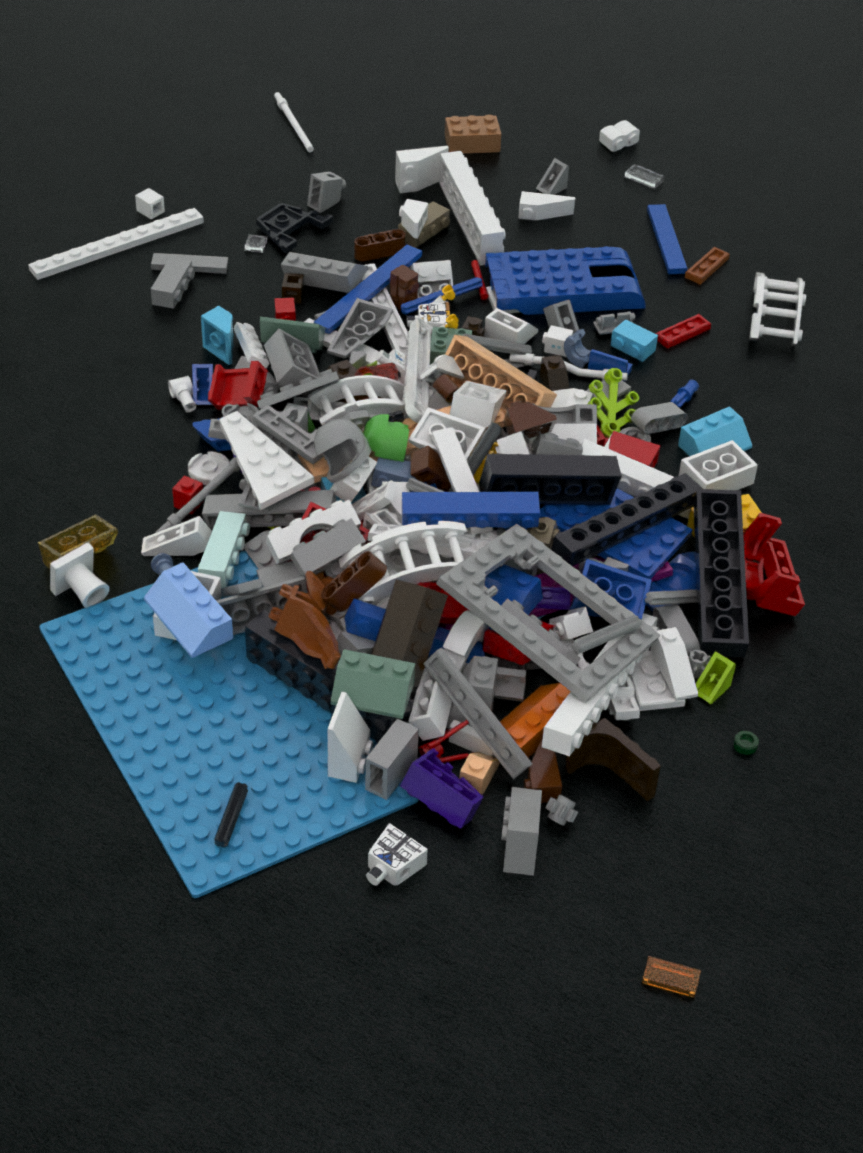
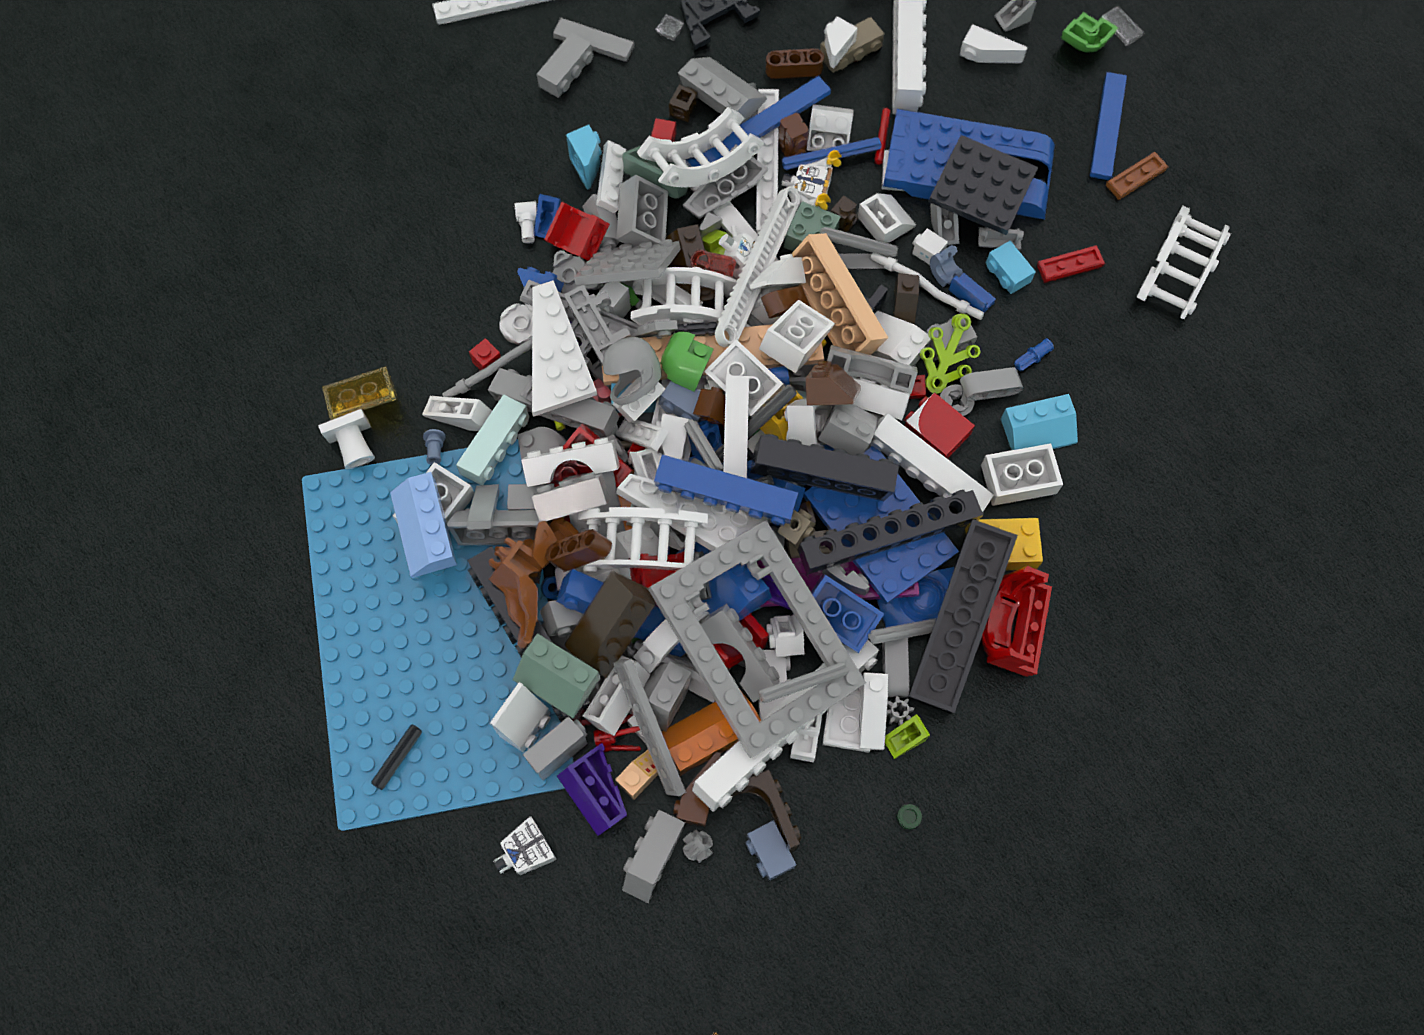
camera: 20 degrees right, 25 degrees up
(320, 312) = (680, 175): none -> white fence
(585, 283) = (983, 185): none -> black plate
(620, 183) = (1088, 34): none -> bright green brick
(632, 797) = (770, 850): none -> sand blue brick

